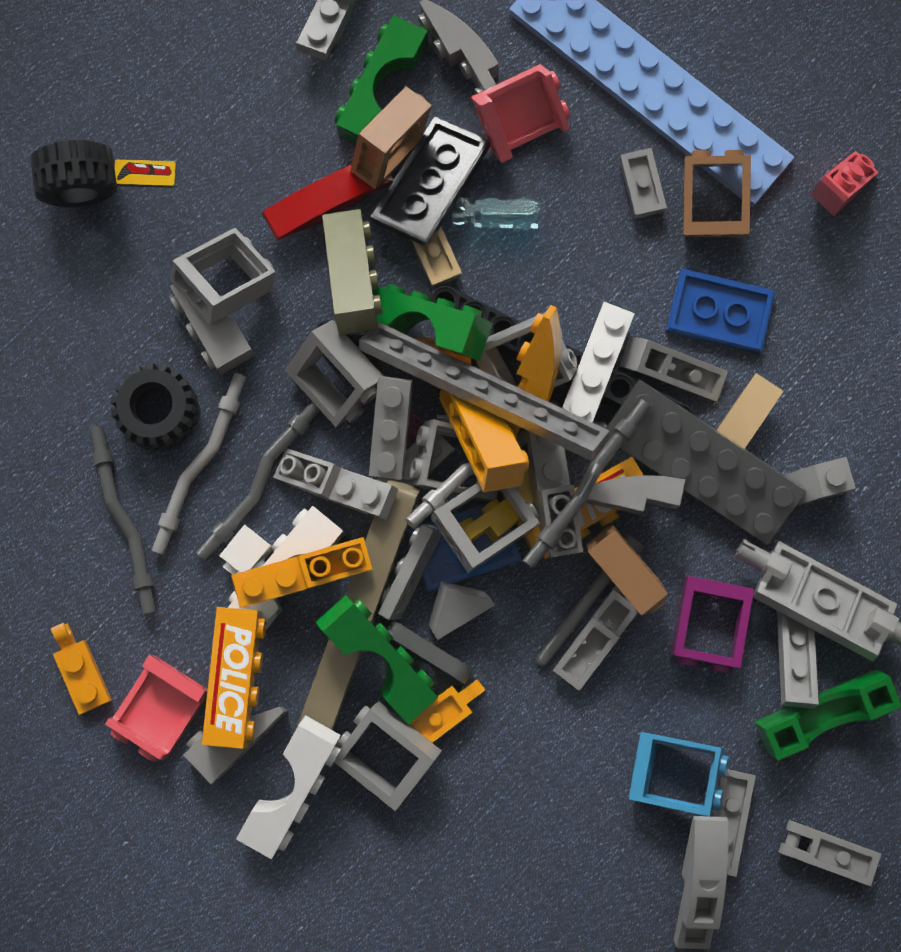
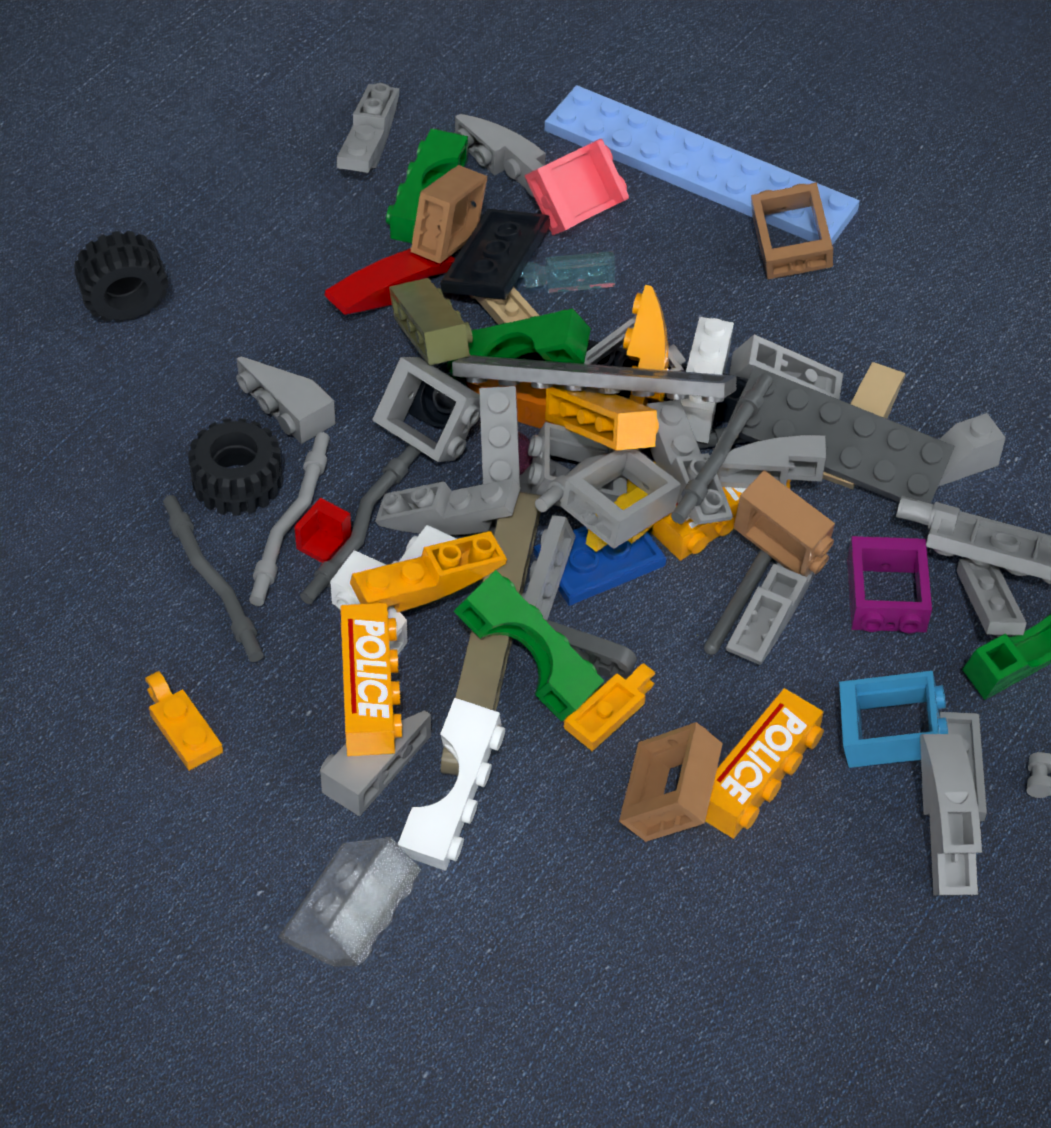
camera: 15 degrees left, 30 degrees down
(145, 172) = (194, 287): yellow sticker -> none
(157, 709) = (282, 742): coral panel -> none
(193, 876) = (352, 902): none -> clear slope
(201, 294) = (292, 342): light grey window -> none
(224, 488) = (323, 530): none -> red panel
(402, 733) = (589, 764): light grey window -> none
(455, 607) = (604, 598): light grey slope -> none
(456, 804) = (646, 807): none -> medium nougat window
(555, 794) = (761, 761): none -> light orange brick
(643, 183) = (713, 236): light grey plate -> none
(720, 311) = (823, 329): blue tile -> none
(844, 182) = (913, 209): coral slope -> none

